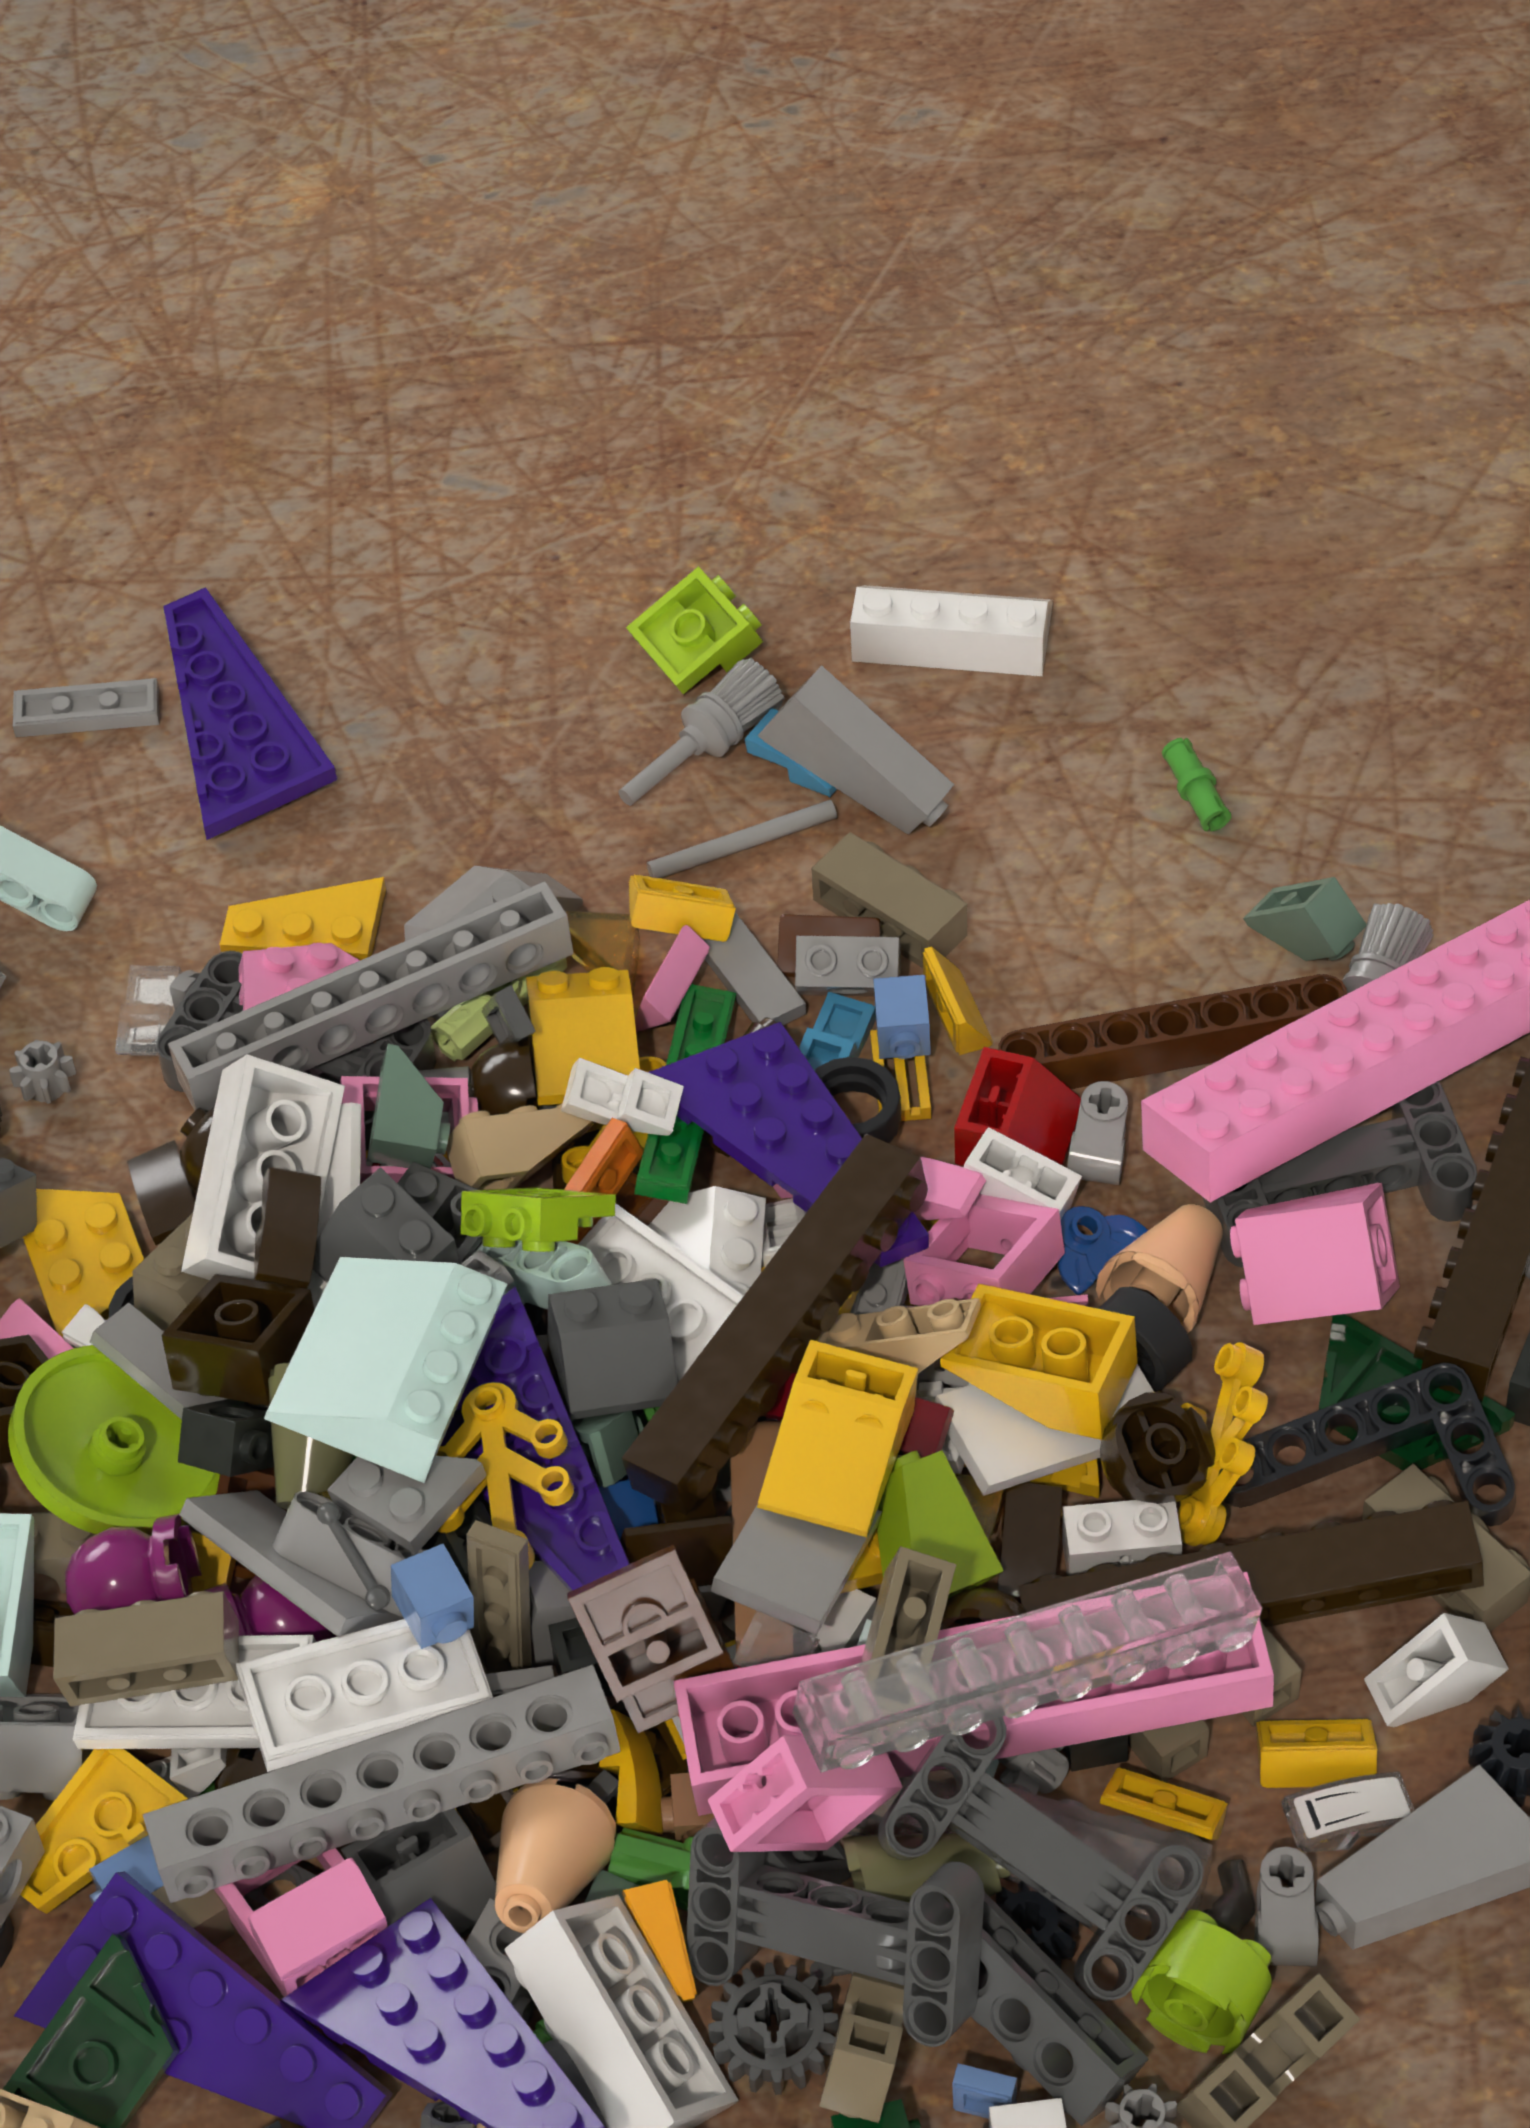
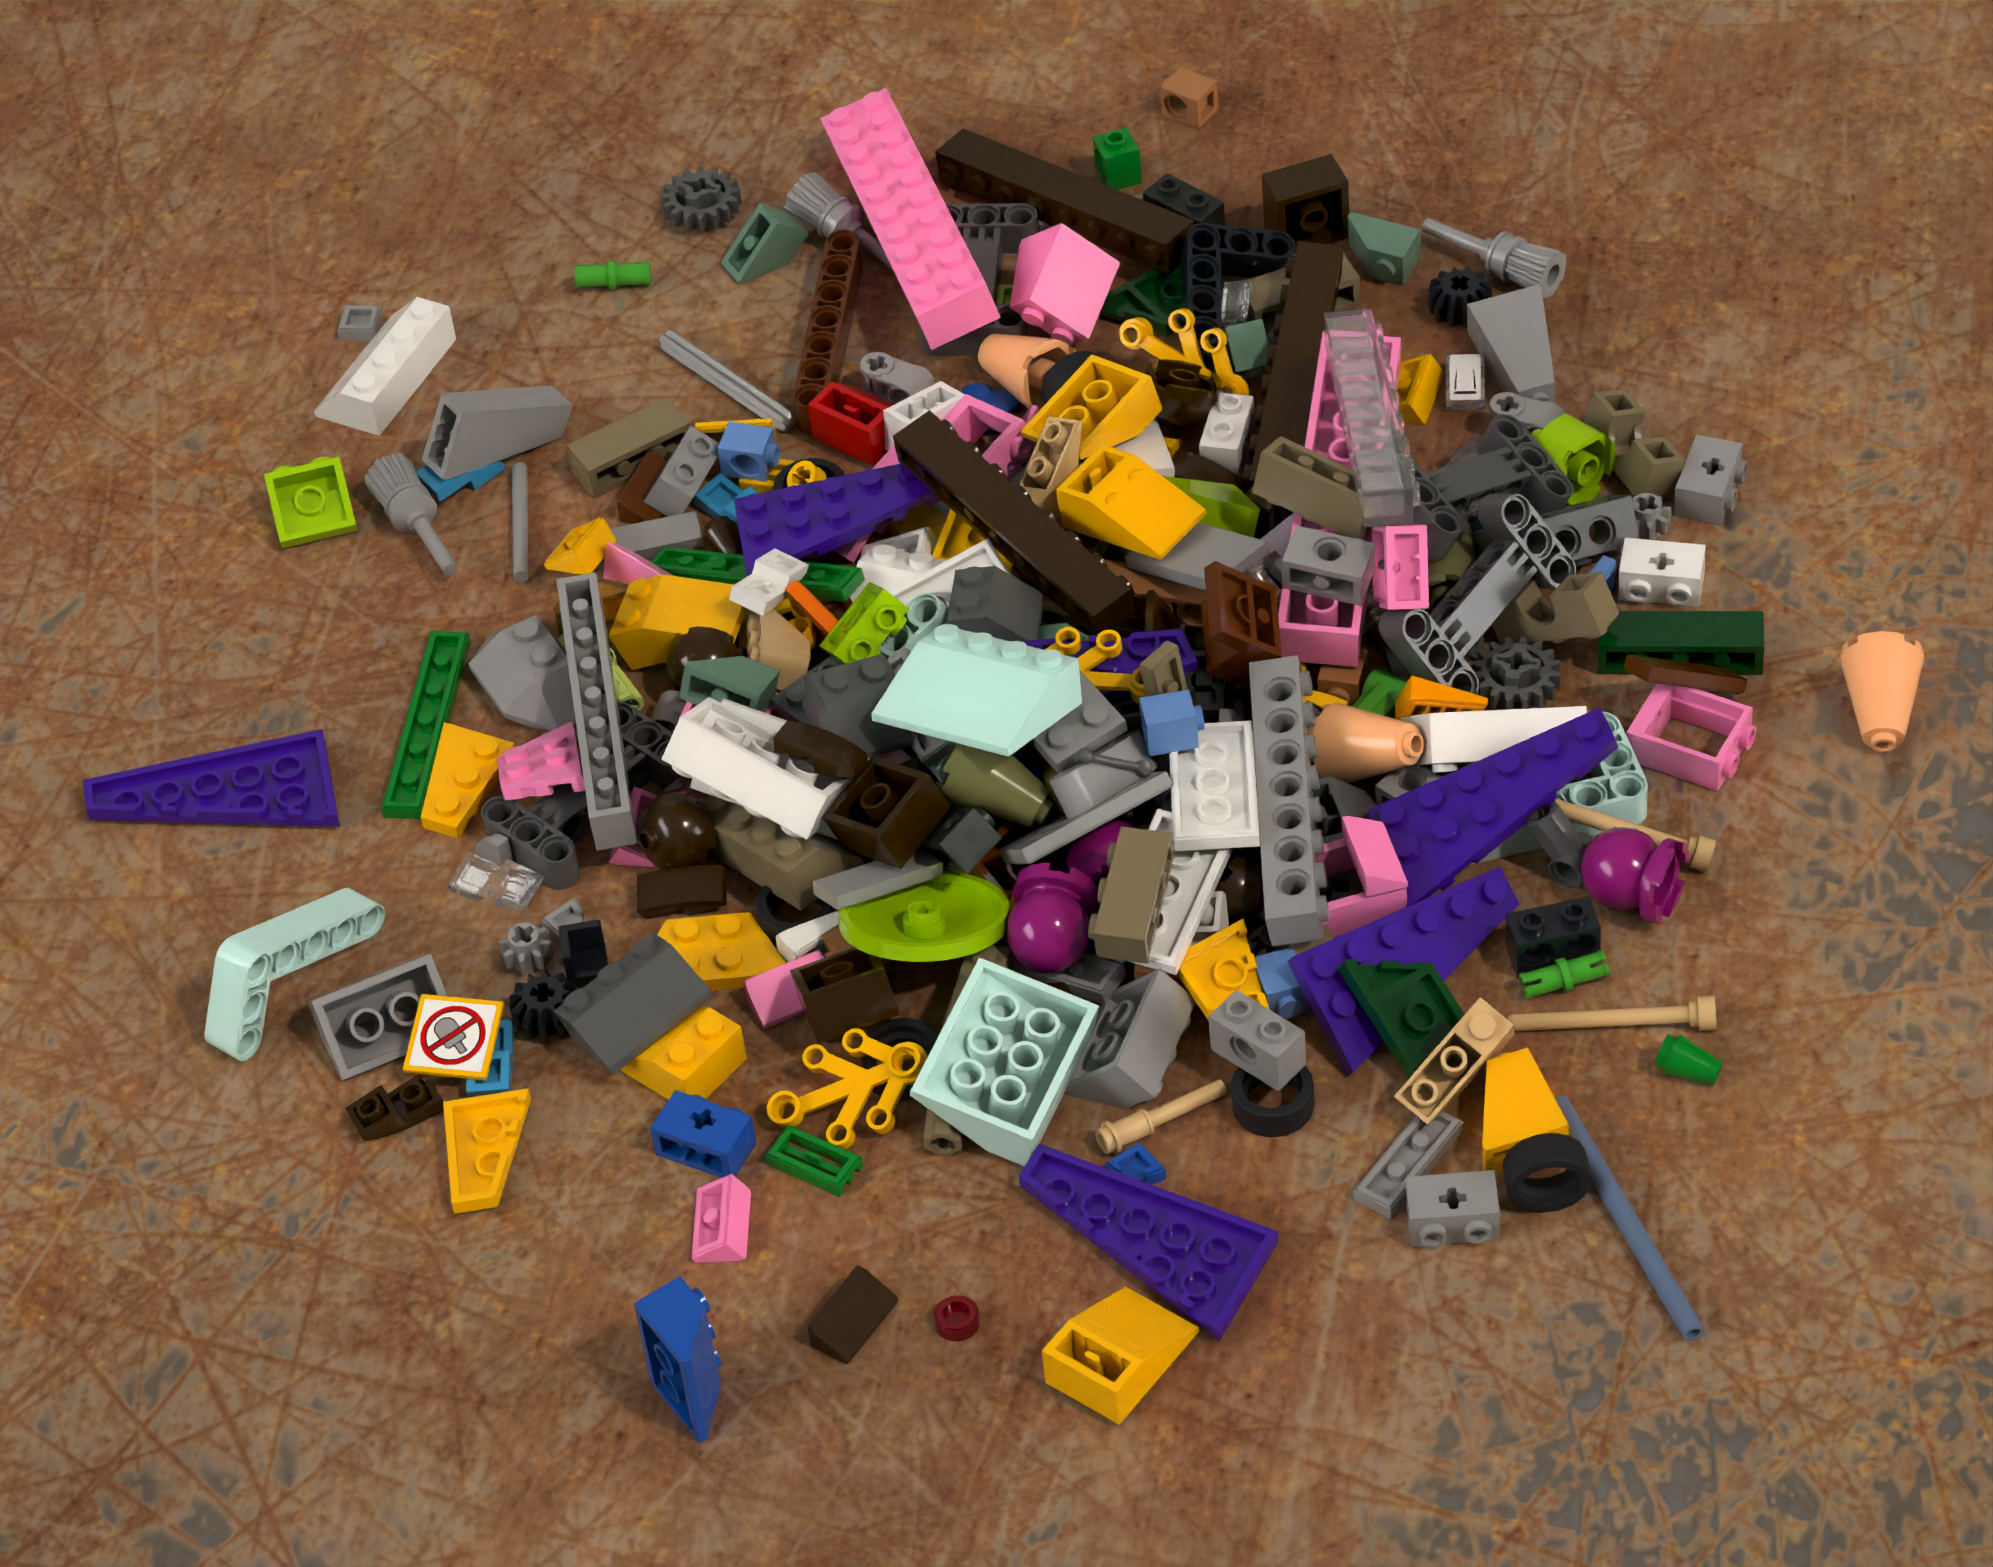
camera: 70 degrees left, 5 degrees down
(38, 1129) = (583, 951): none -> black panel
(86, 707) = (154, 883): light grey tile -> none
(102, 1101) = (566, 914): none -> light grey tile
(398, 860) = (428, 710): none -> green tile
(507, 1017) = (652, 641): dark grey tile -> none
(769, 1674) = (1328, 565): none -> light grey brick
(850, 1087) = (802, 470): none -> yellow bush
(1029, 575) = (360, 322): none -> light grey tile
(1057, 954) = (727, 380): none -> light grey axle
(1165, 1803) = (1440, 447): yellow slope -> none
(1307, 1499) = (1247, 348): none -> sand green slope
(1362, 1470) = (1235, 302): none -> clear slope
(1366, 826) = (701, 199): none -> dark grey gear
(1436, 1670) = (1387, 307): white slope -> none

